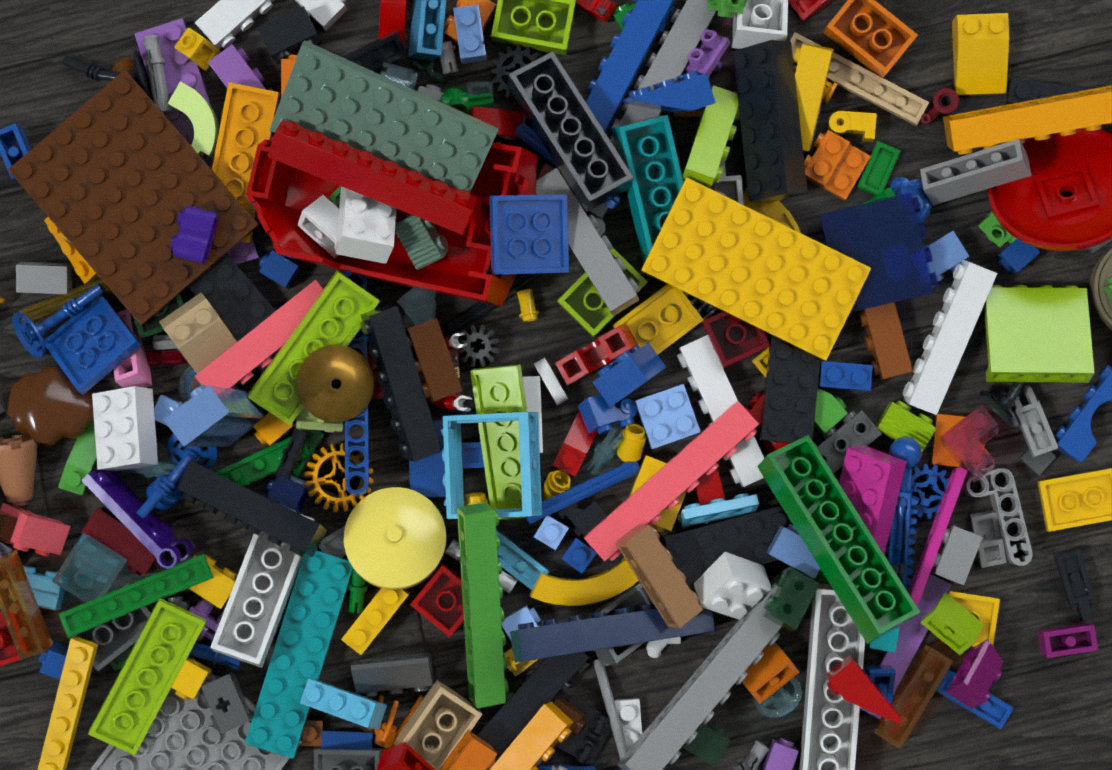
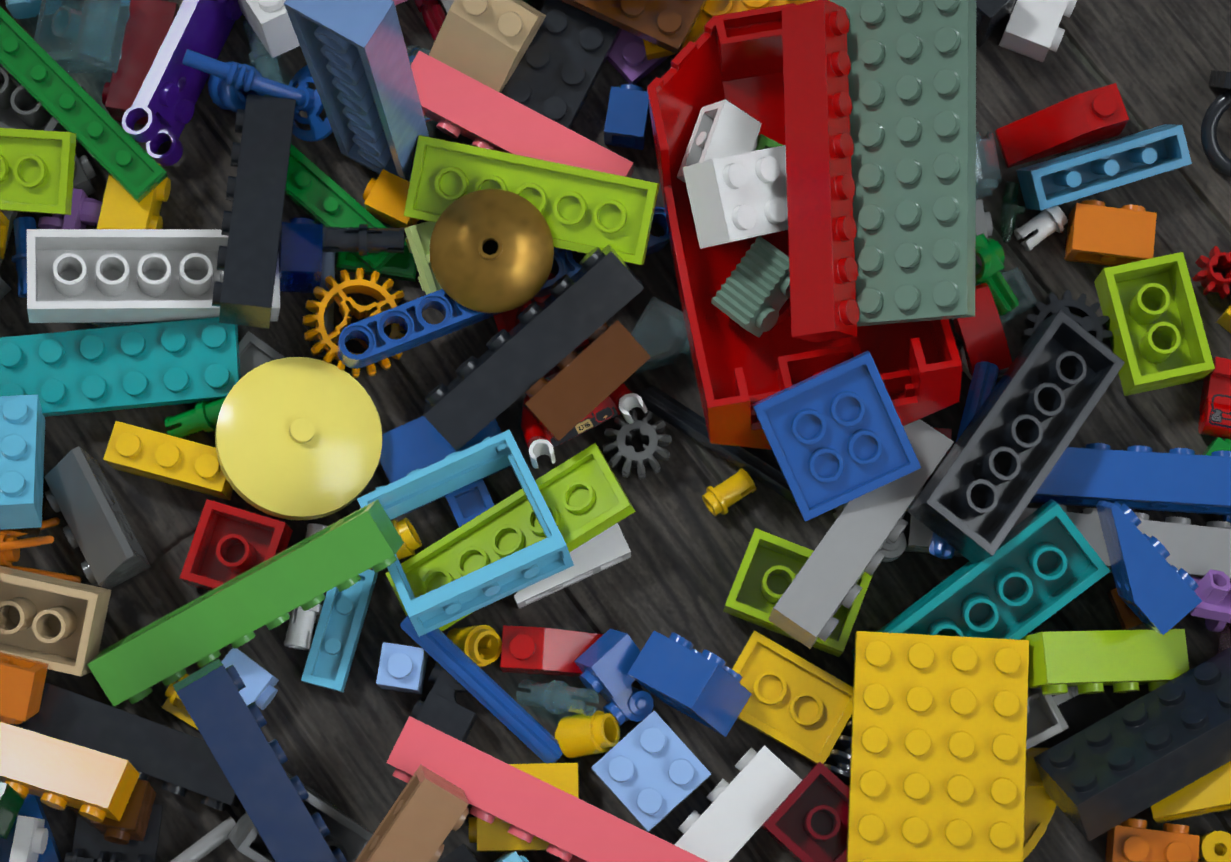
camera: 65 degrees right, 10 degrees down
(381, 50) = (1012, 132): black tile -> none
(469, 34) = (1092, 235): medium blue brick -> none
(550, 381) = (630, 574): white beam -> none
(579, 555) = (382, 723): blue brick -> none
(586, 590) = (332, 757): yellow tile -> none
(597, 354) = (683, 612): red arch -> none

